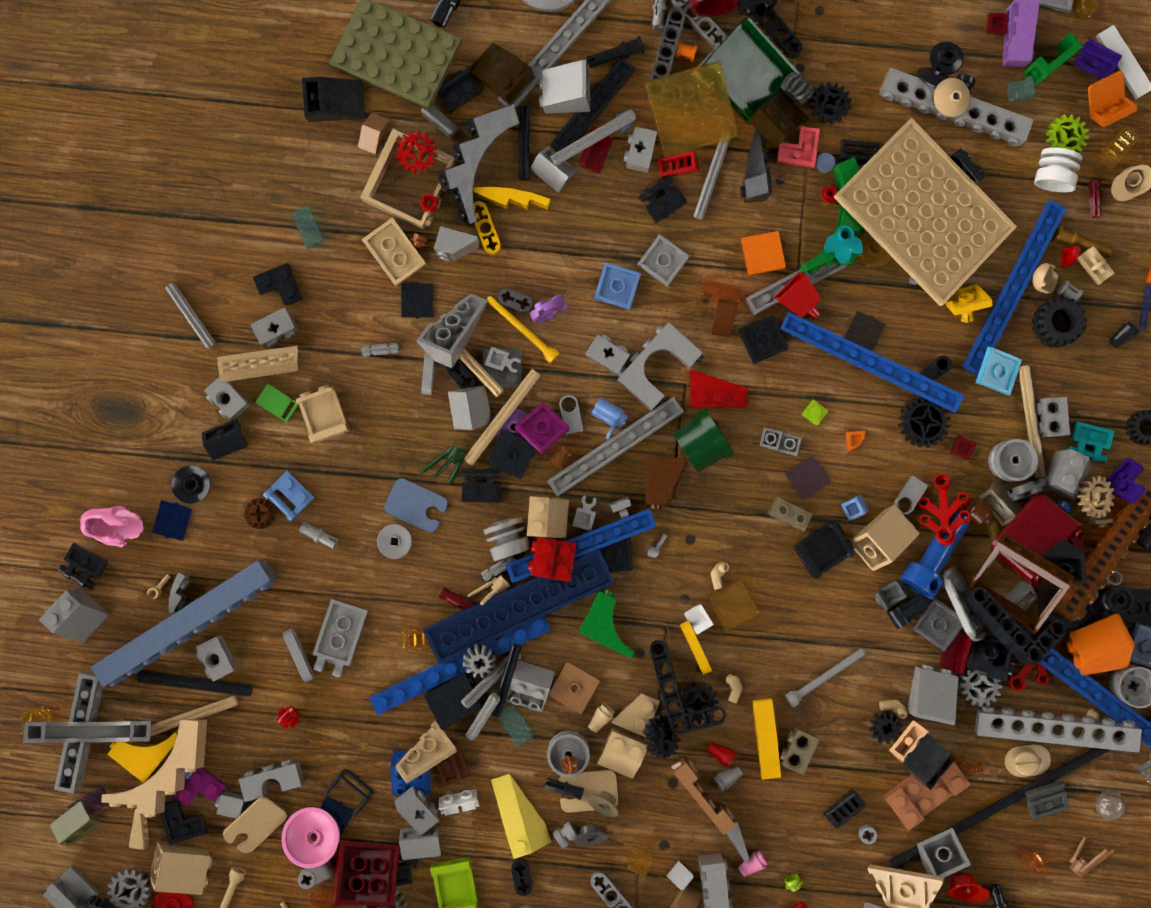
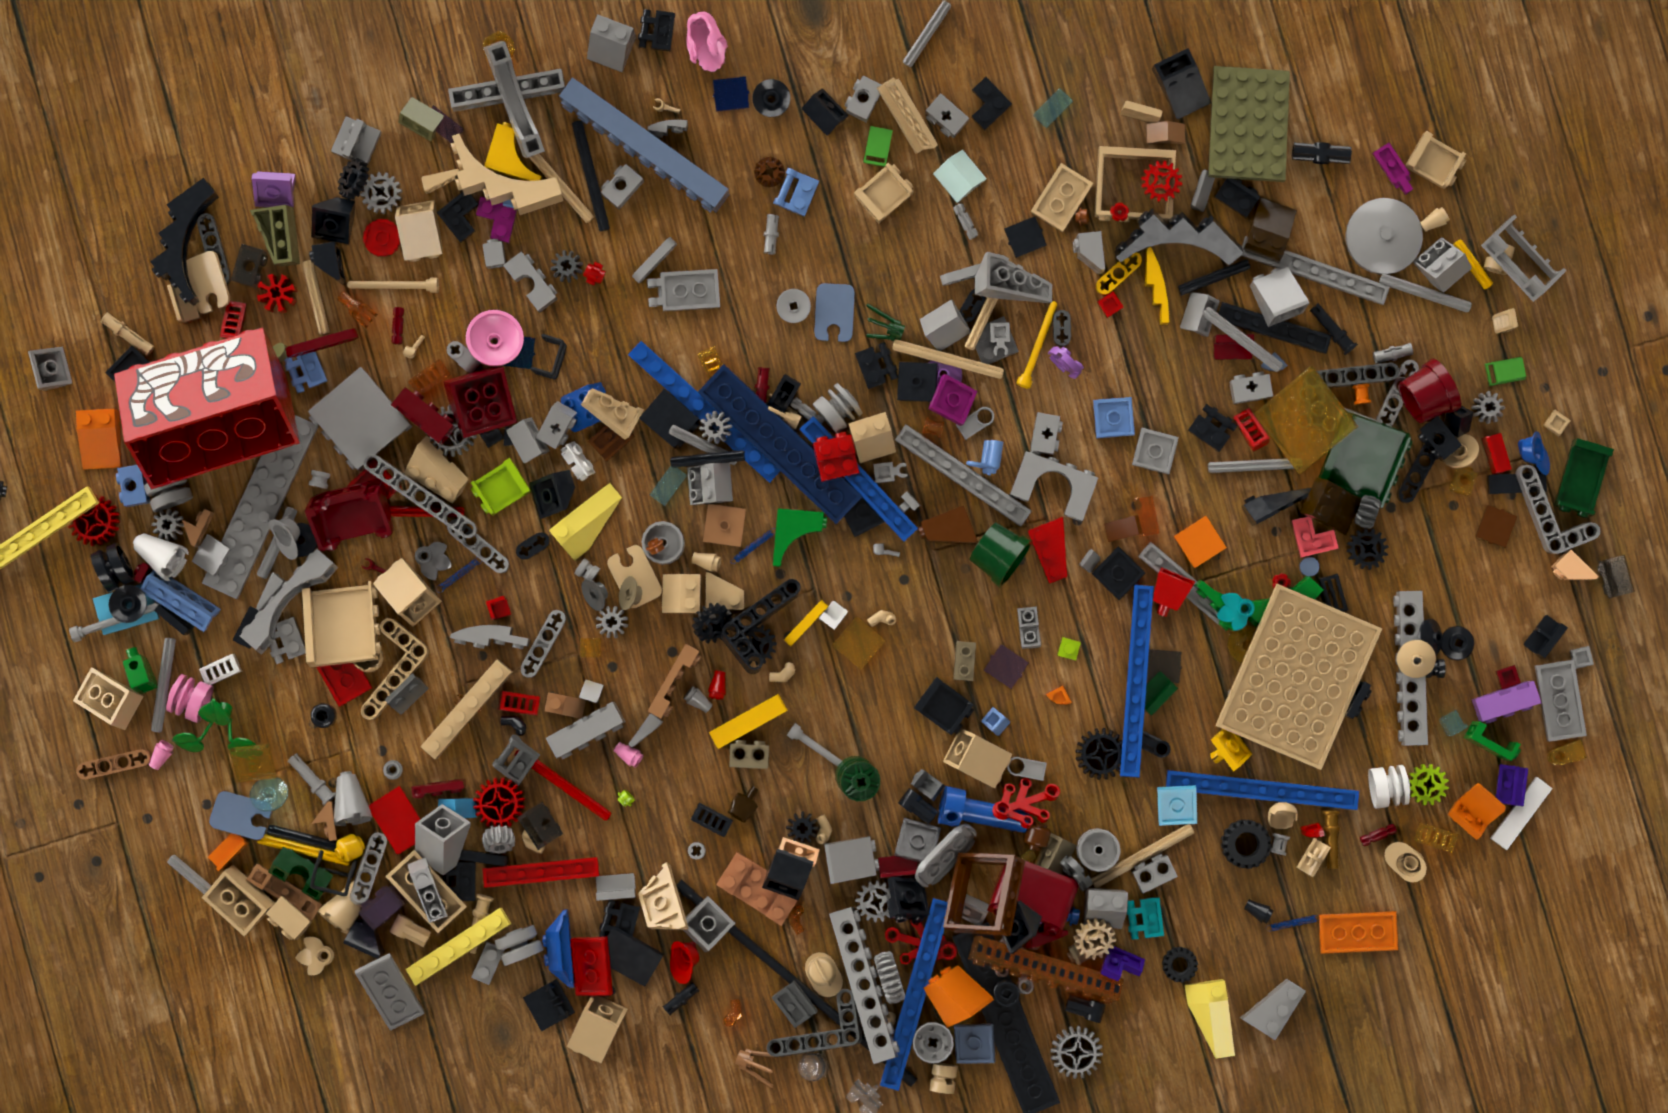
camera: 75 degrees right, 0 degrees up
(257, 822) = (488, 284): tan piece -> none
(272, 748) = (560, 269): none -> dark grey gear
(335, 338) = (959, 175): none -> light aqua slope
(344, 146) = (1141, 112): none -> tan tile
(473, 583) = (784, 393): none -> black slope
(479, 838) = (552, 493): none -> black slope
(483, 716) = (665, 451): light grey axle -> none
(511, 247) = (1110, 304): none -> red plate
(564, 788) = (629, 552): black axle -> none
(608, 686) = (754, 546): none -> blue piece
(621, 823) = (609, 615): none -> light grey gear
(740, 361) = (1090, 561): none -> light grey slope
(843, 774) = (743, 806): none -> dark brown piece
(852, 658) = (854, 768): none -> dark green wheel
(888, 345) = (1158, 692): none -> dark green panel
(963, 448) = (1091, 800): dark red plate -> none
(1013, 629) = (941, 904): black beam -> none
(1058, 702) = (889, 977): none -> light grey gear
(1089, 787) = (823, 1037): none -> dark grey beam

